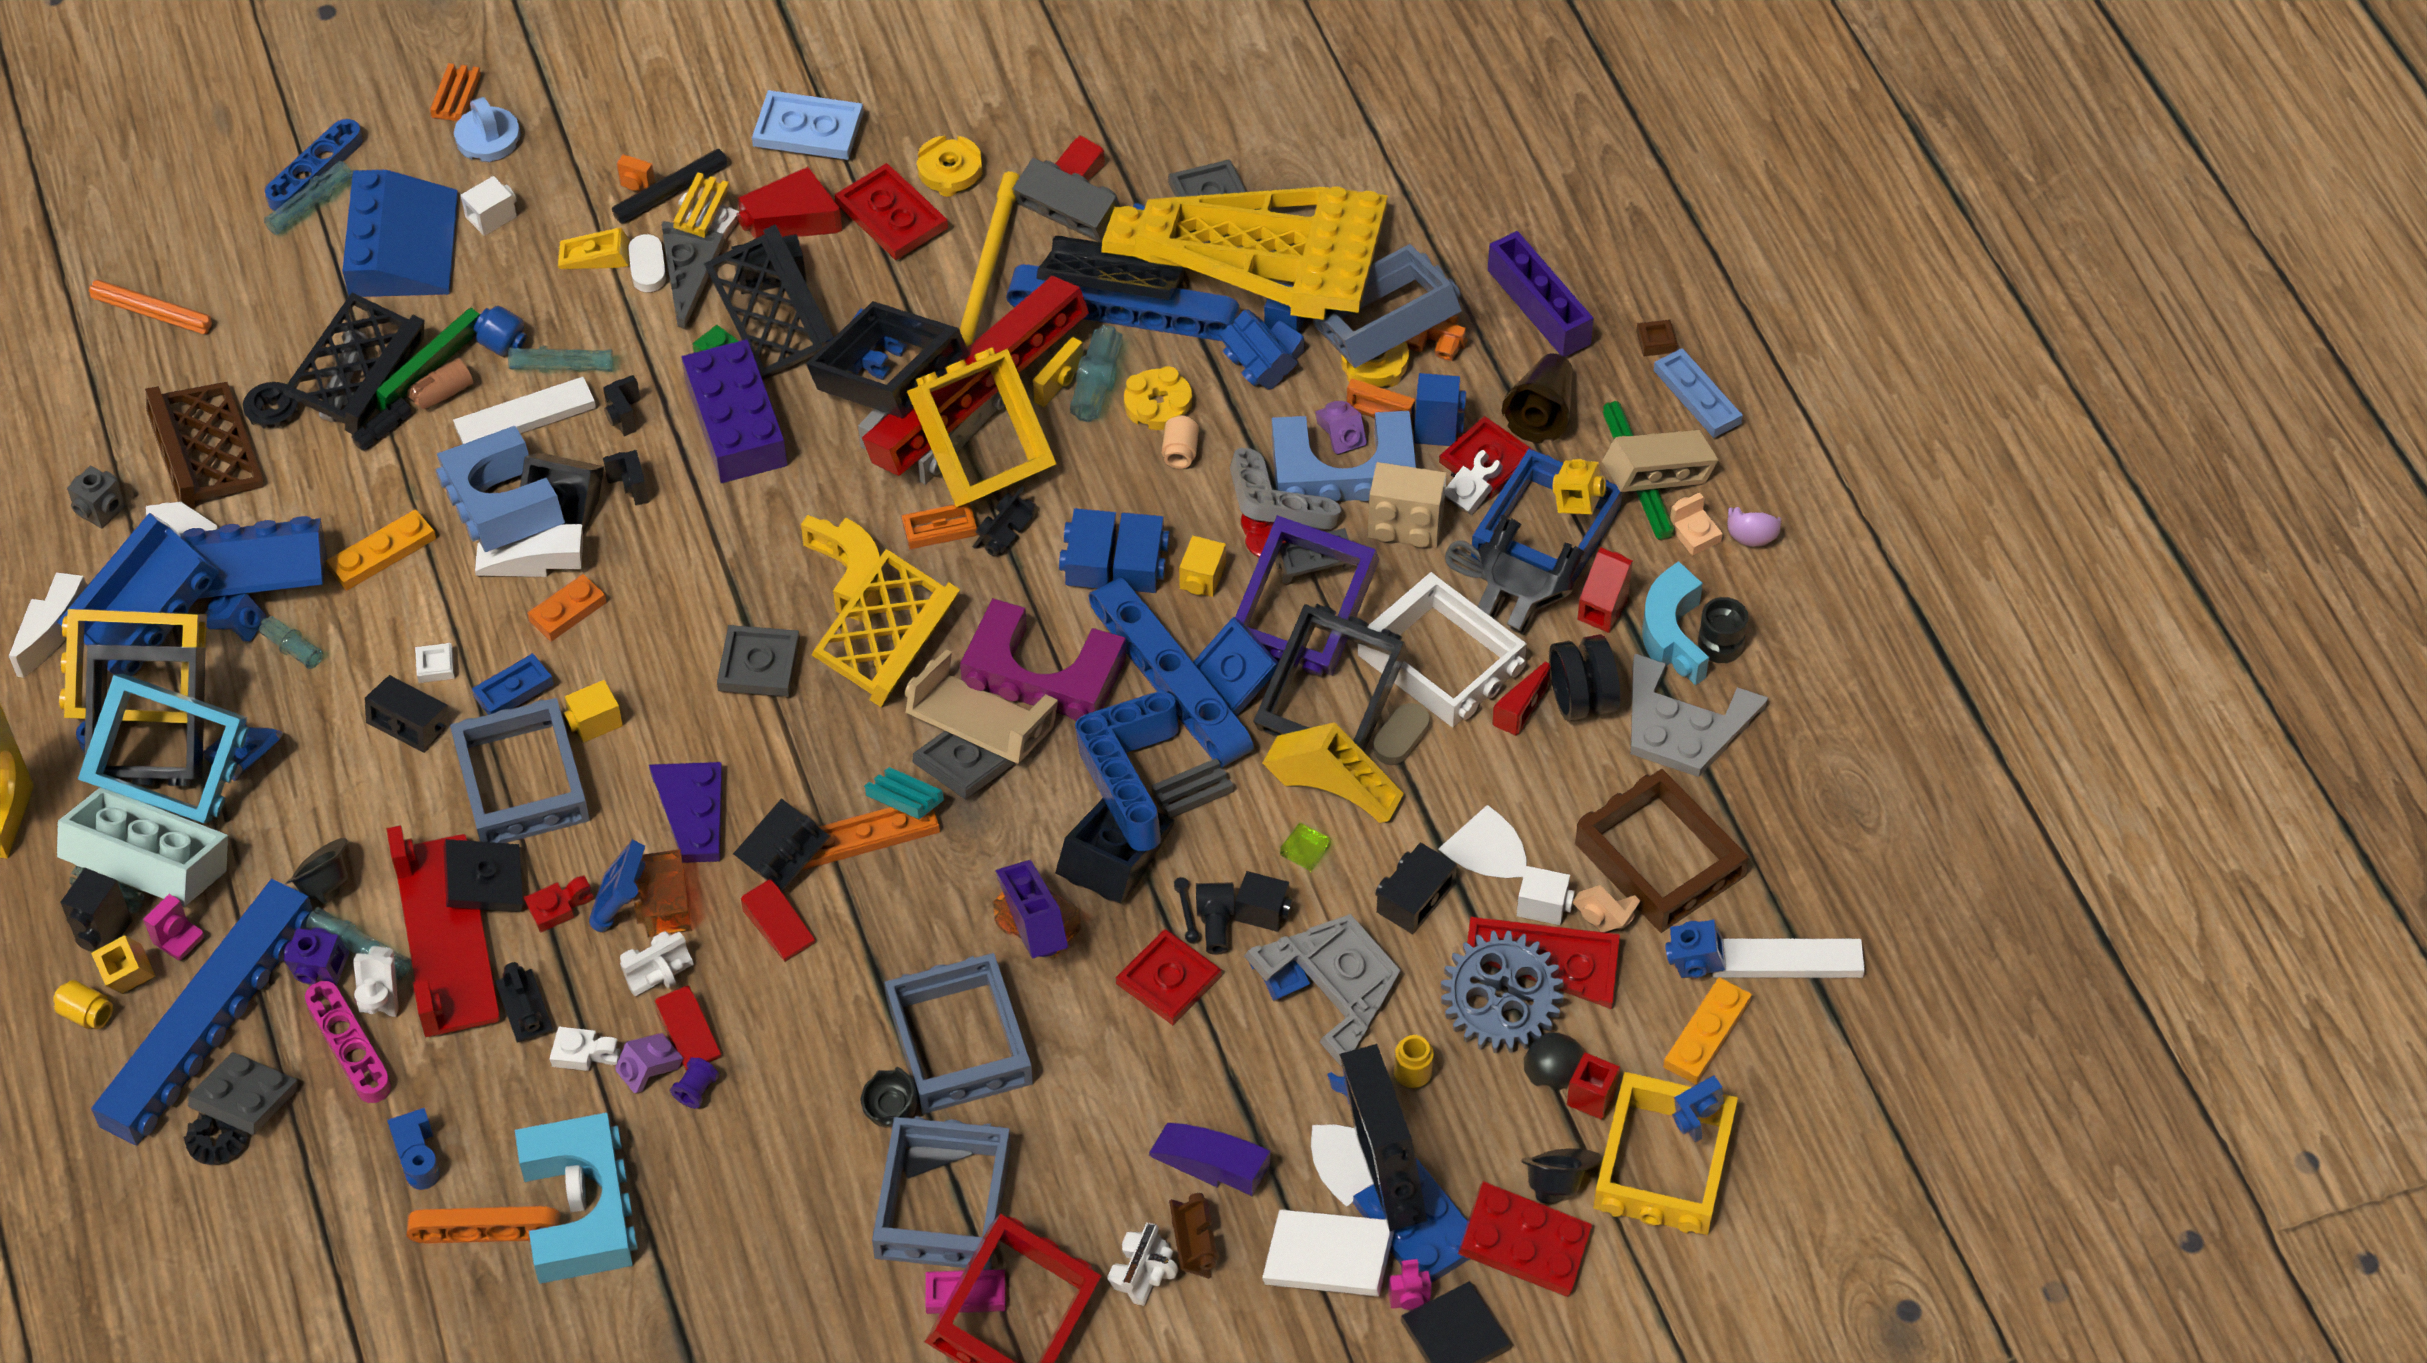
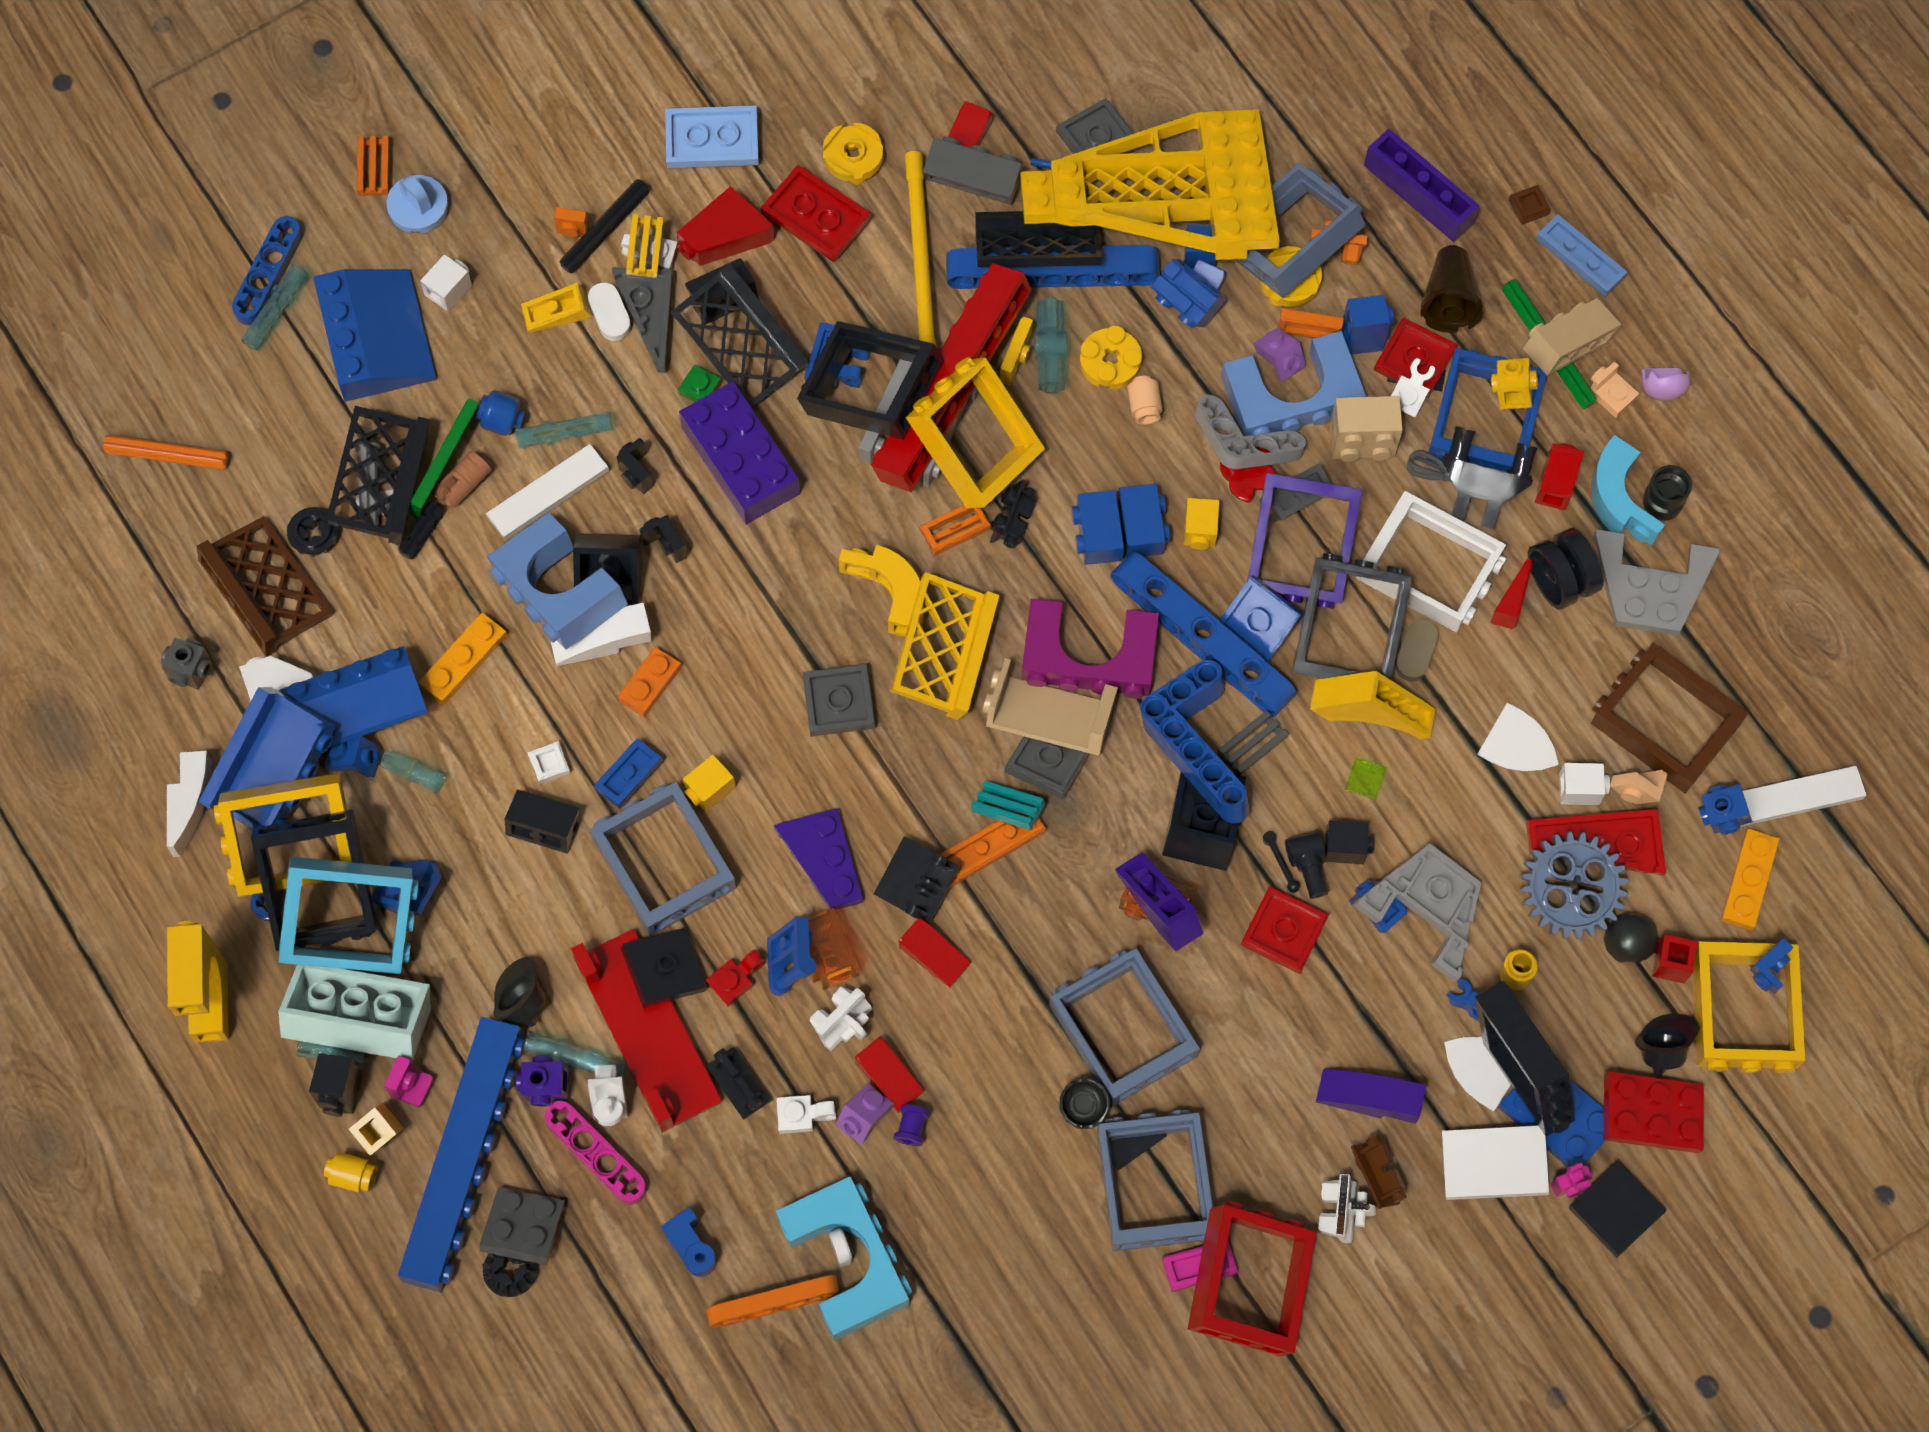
camera: 15 degrees left, 15 degrees up
(1415, 887) = (1472, 801): black brick -> none

